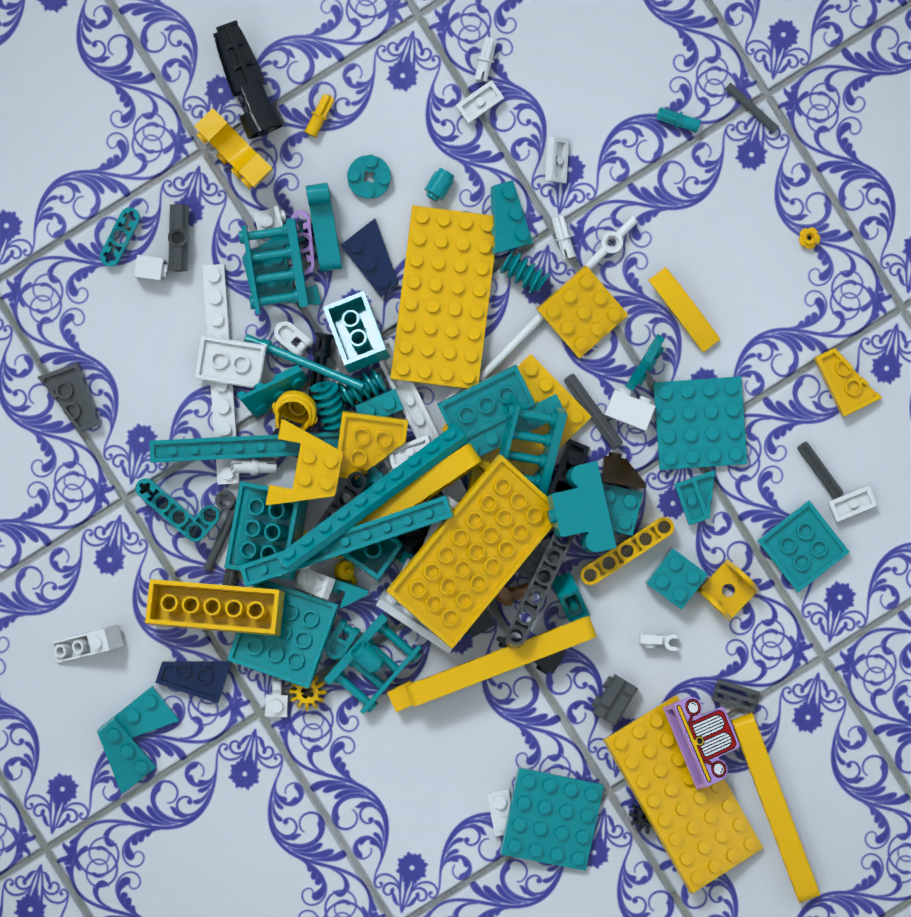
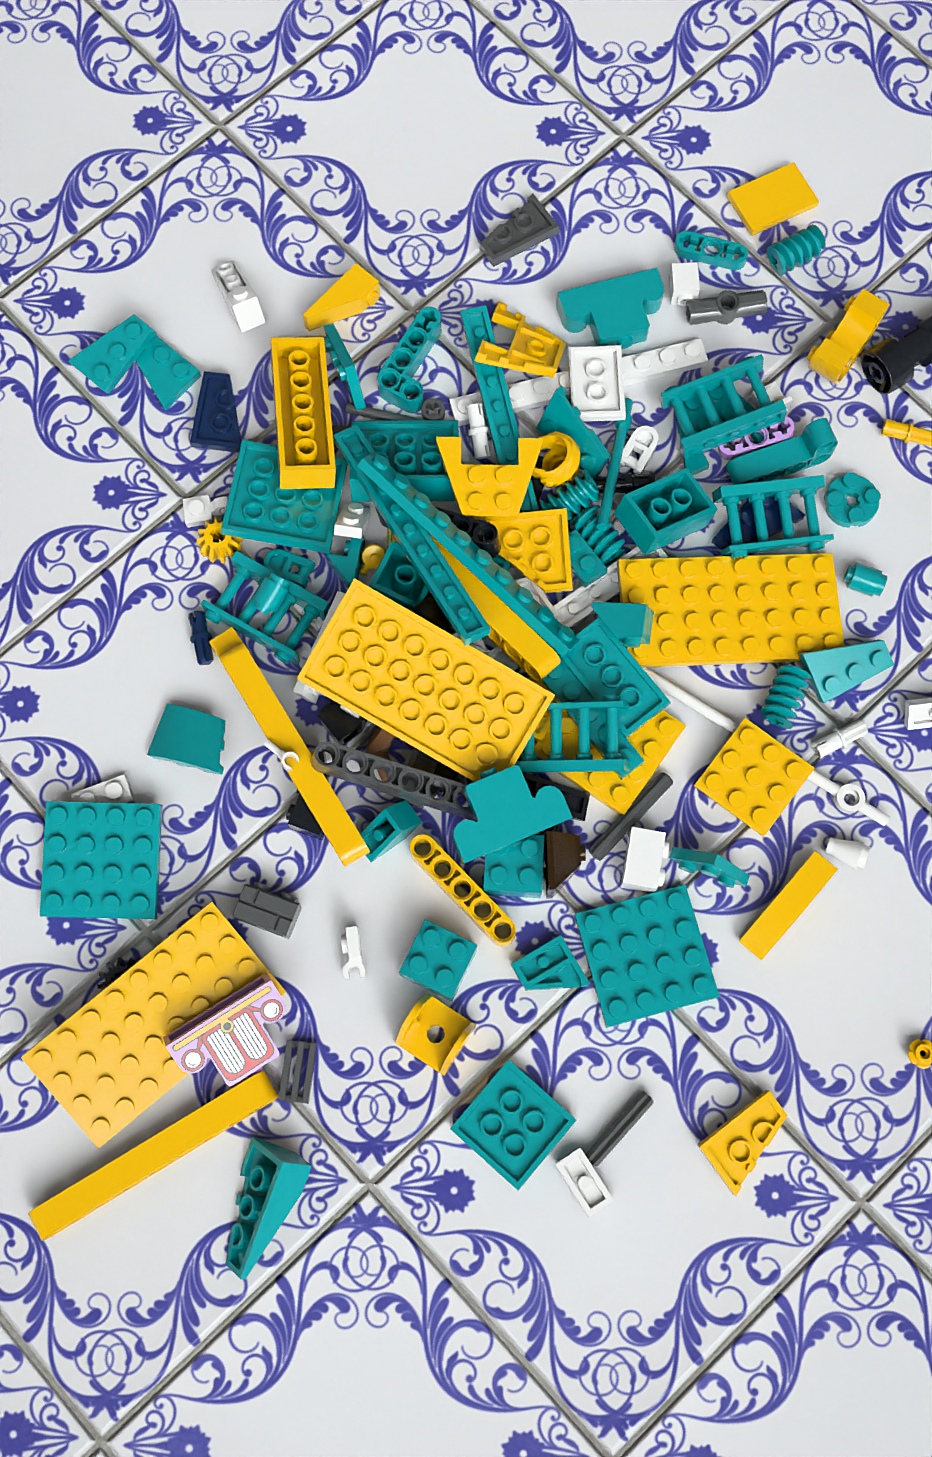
camera: 80 degrees right, 15 degrees down
(80, 172) = (772, 198): none -> yellow tile
(107, 551) = (346, 298): none -> yellow slope
(137, 167) = (796, 249): none -> teal piece
(162, 332) = (613, 308): none -> teal brick
(170, 568) = (344, 365): none -> teal wing
(190, 407) = (530, 351): none -> yellow wing
(357, 235) = (781, 491): none -> teal fence
(387, 718) = (201, 637): none -> dark blue axle
(448, 386) = (627, 621): none -> teal slope
(470, 738) = (189, 739): none -> teal slope
(505, 669) = (281, 754): none -> white hand
(652, 254) = (850, 852): none -> white cone
(815, 728) = (269, 1192): none -> teal wedge

